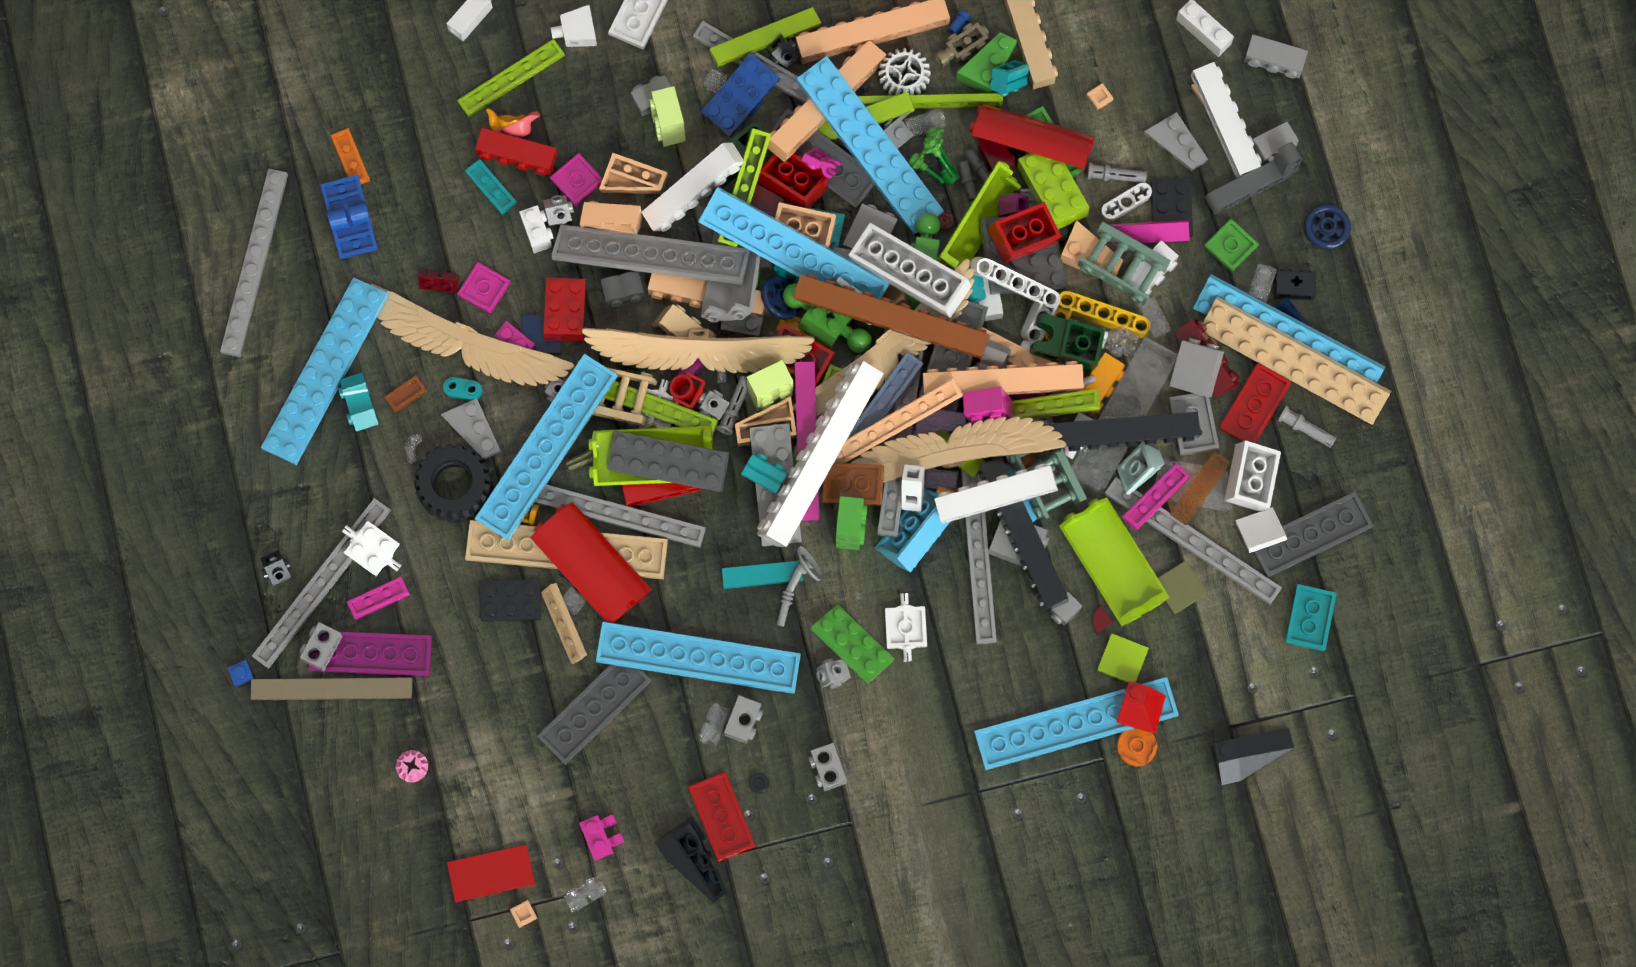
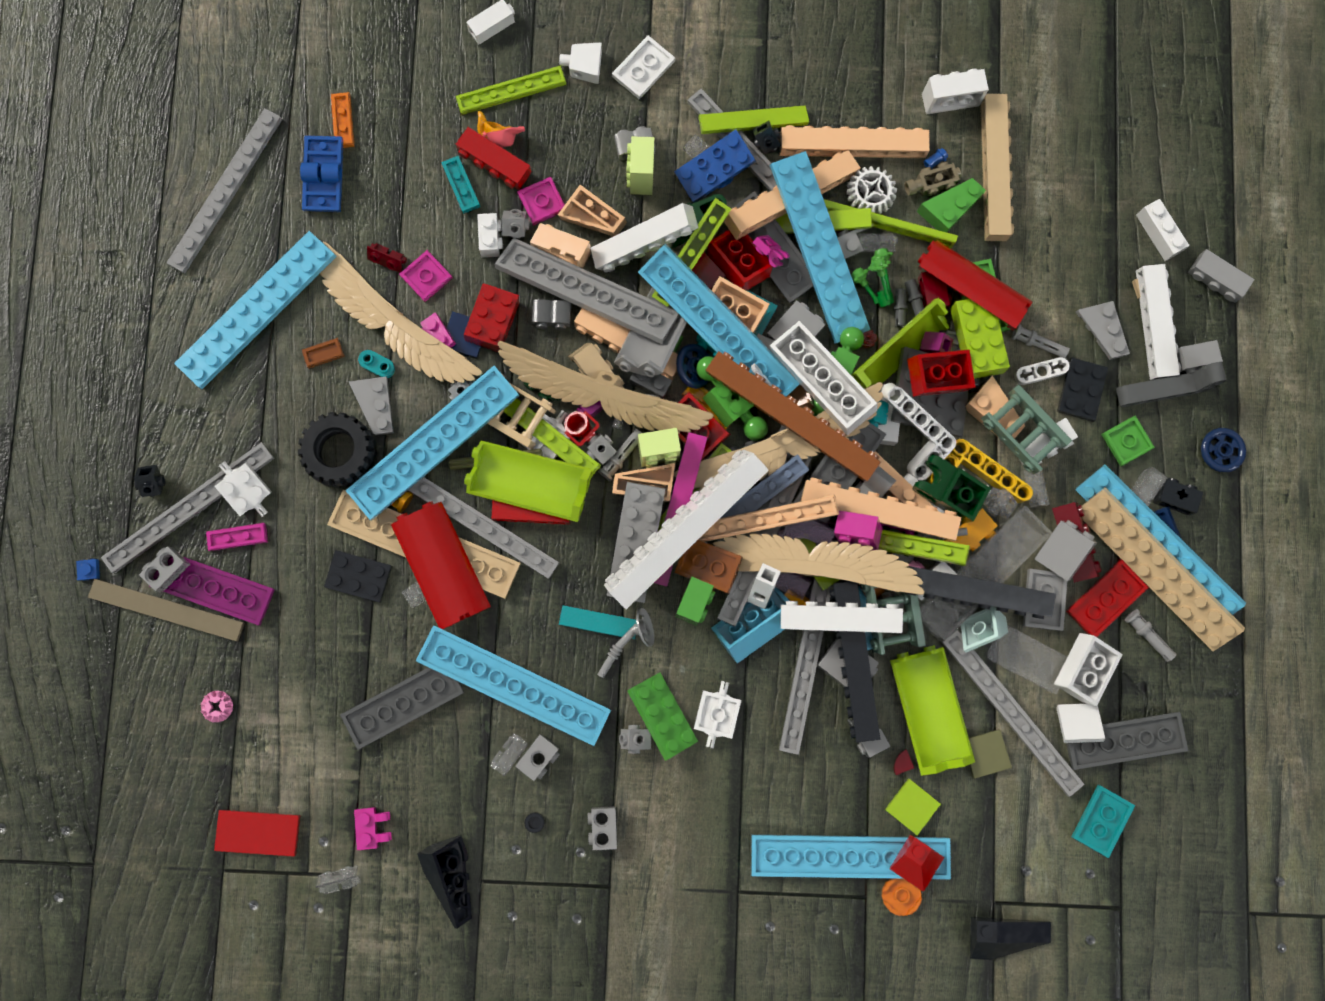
camera: 10 degrees right, 5 degrees up
(358, 401) = (275, 340): teal brick -> none
(411, 443) = (311, 403): clear arm -> none
(523, 913) = (275, 881): light nougat tile -> none
(563, 623) = (399, 613): tan tile -> none
(668, 461) = (541, 492): dark grey plate -> none
(721, 816) = (489, 844): red tile -> none
(764, 473) = (627, 530): teal brick -> none
(1009, 77) = (968, 222): teal brick -> none
(1099, 96) = (1045, 265): light nougat tile -> none
(1156, 231) = (1064, 407): dark pink tile -> none
(1156, 496) = (990, 661): dark pink tile -> none
(1200, 488) = (1034, 665): clear orange tile -> none

